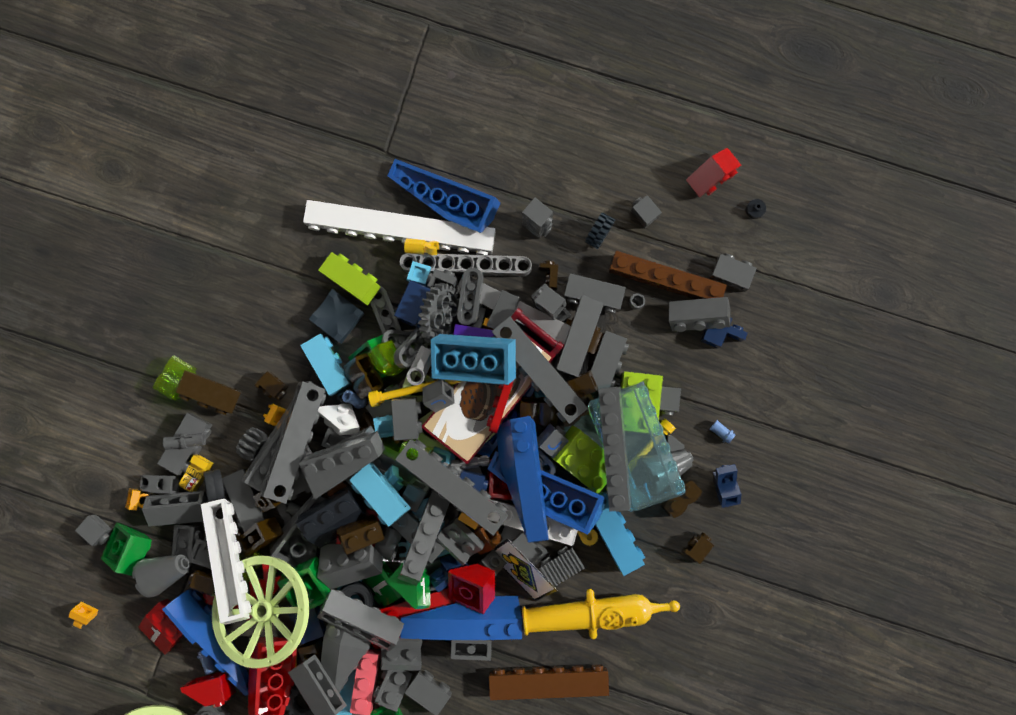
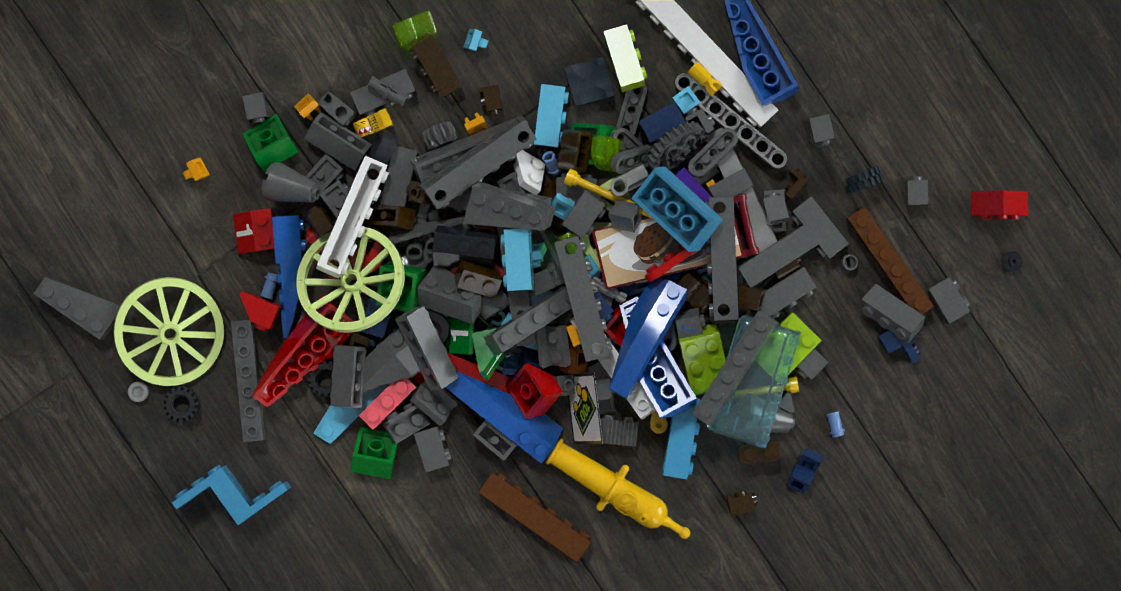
camera: 30 degrees right, 5 degrees up
(226, 351) = (474, 40): none -> medium azure tile

